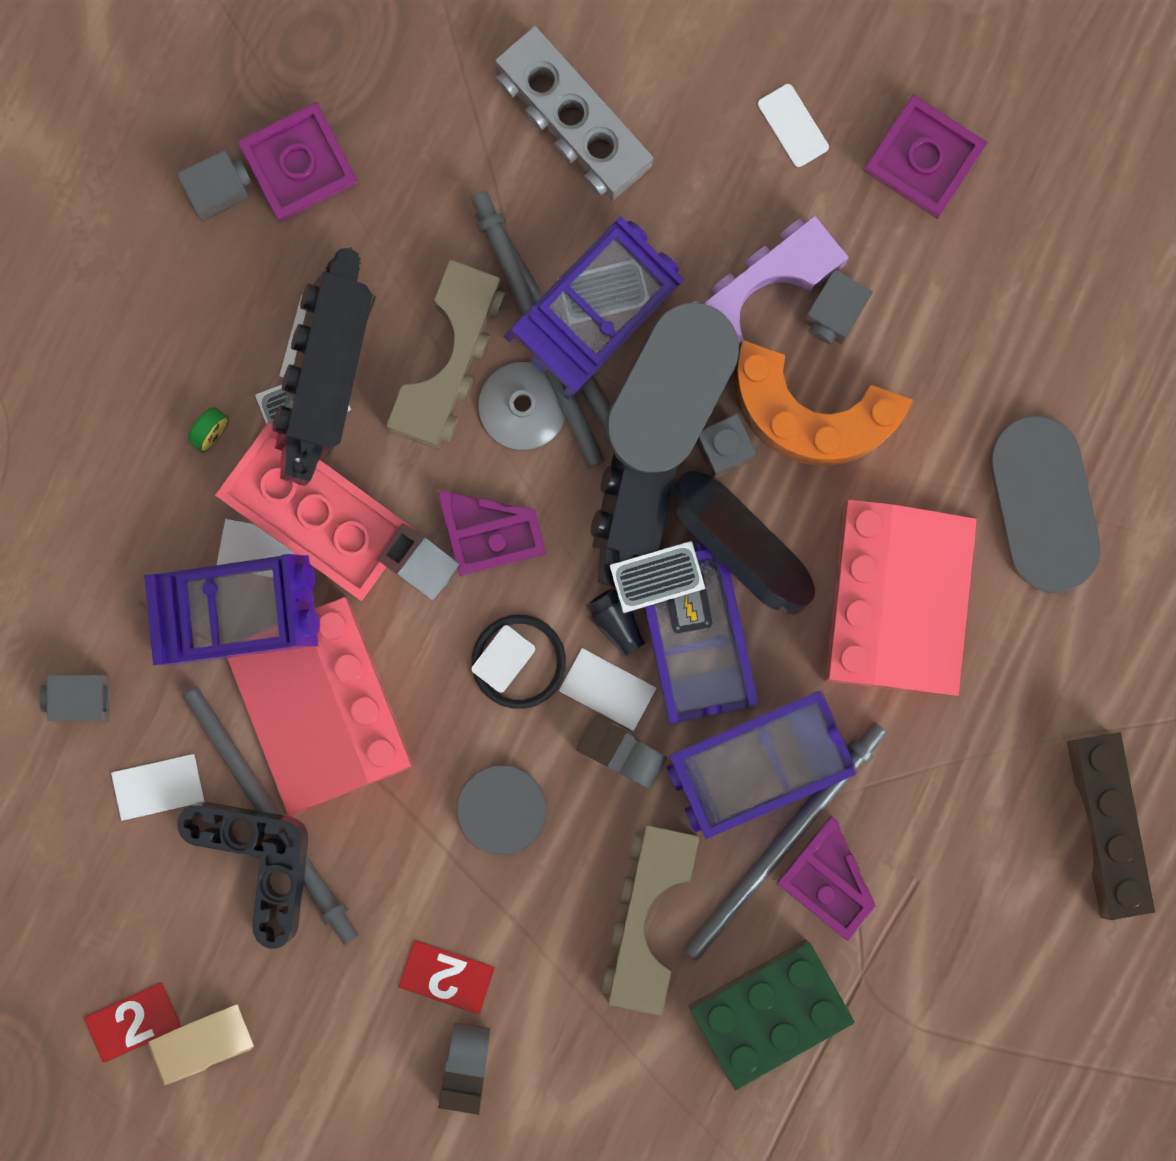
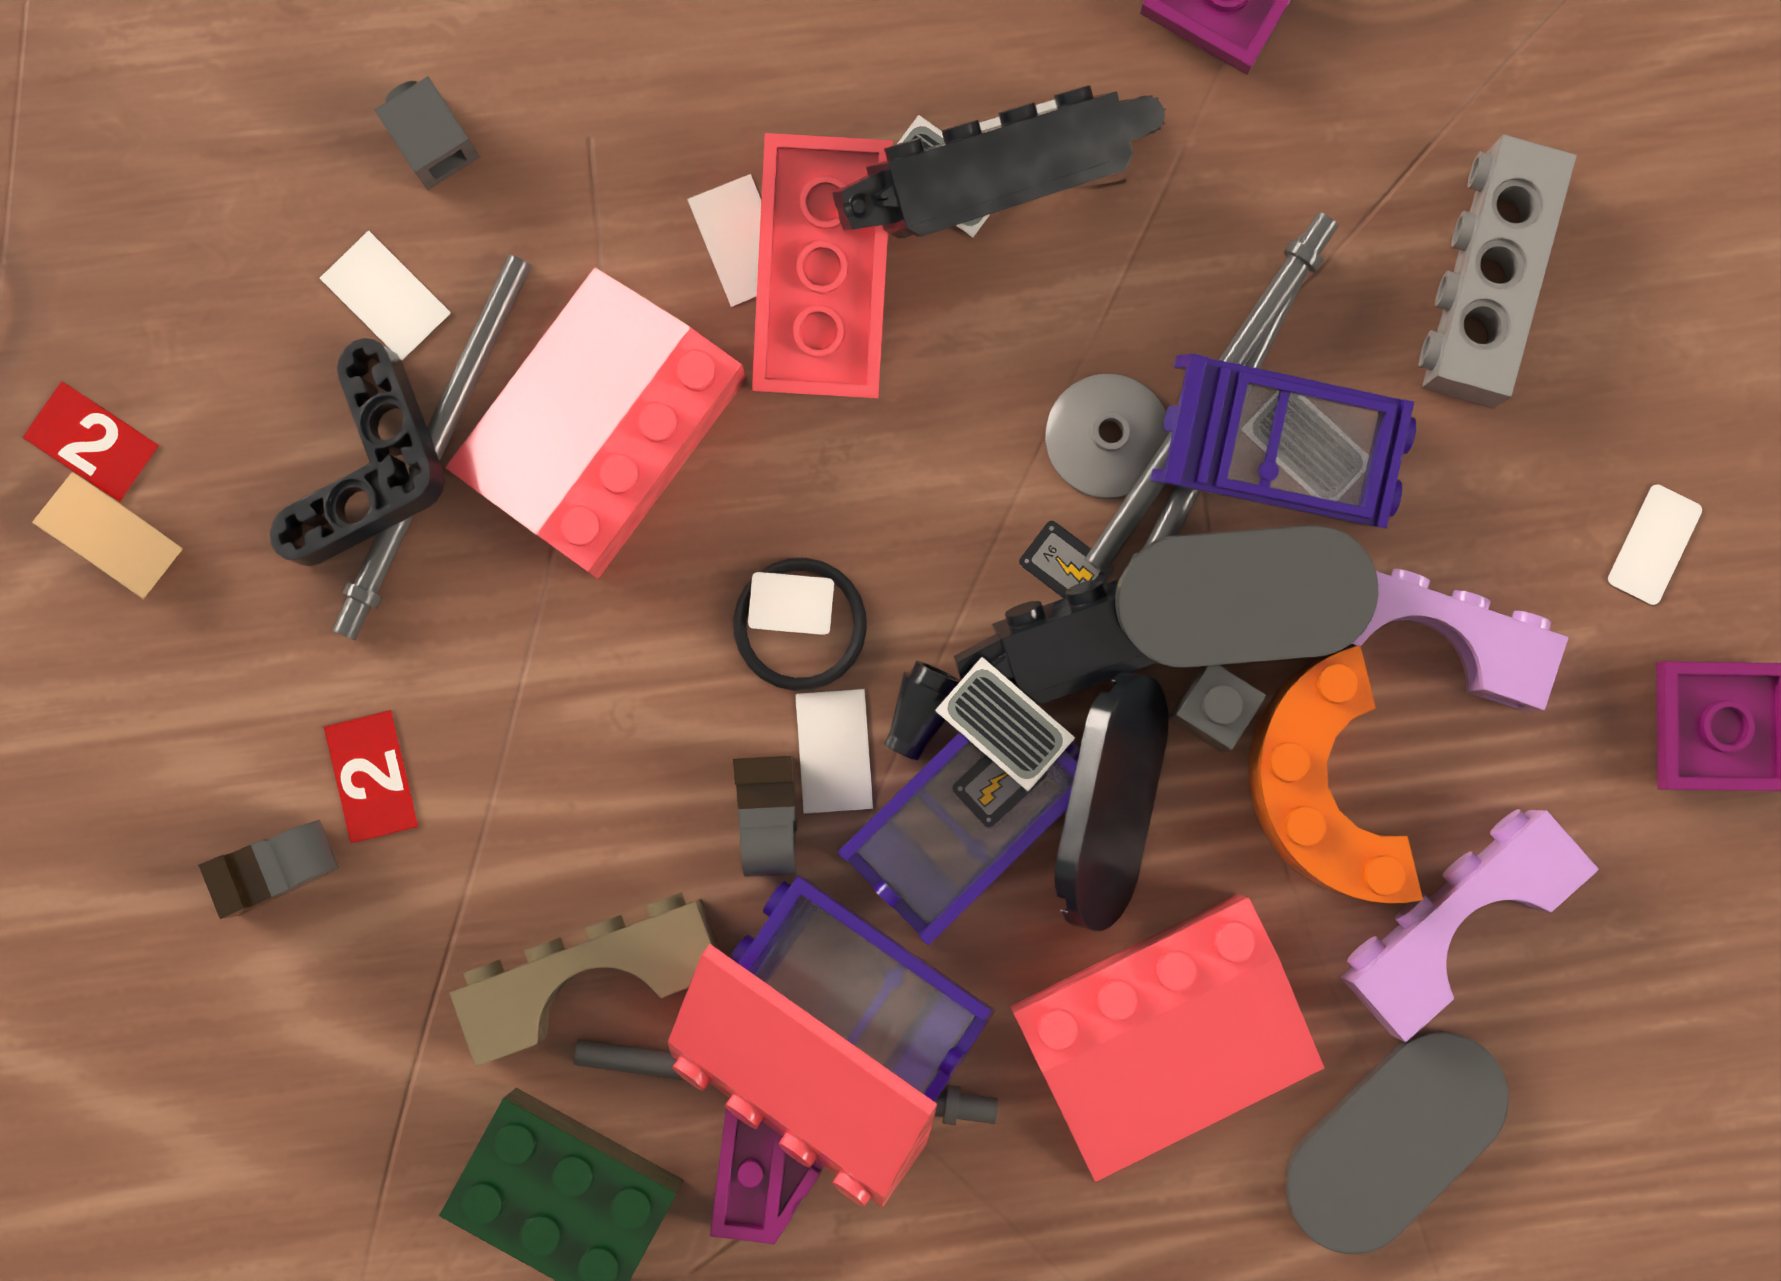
camera: 60 degrees right, 0 degrees up
(208, 429) = (841, 83): green tile -> none
(232, 610) = (641, 241): dark purple door -> none
(418, 561) = (840, 427): brick -> none
(426, 408) = (1032, 322): dark tan arch -> none
(489, 532) = (930, 490): magenta wing -> none
(501, 810) = (609, 715): dark grey tile -> none
(578, 482) = (1059, 560): none -> sticker
(788, 827) = (799, 1080): none -> coral slope
(837, 308) = (1471, 736): dark grey brick -> none
(951, 437) = (1406, 972): none -> lavender arch

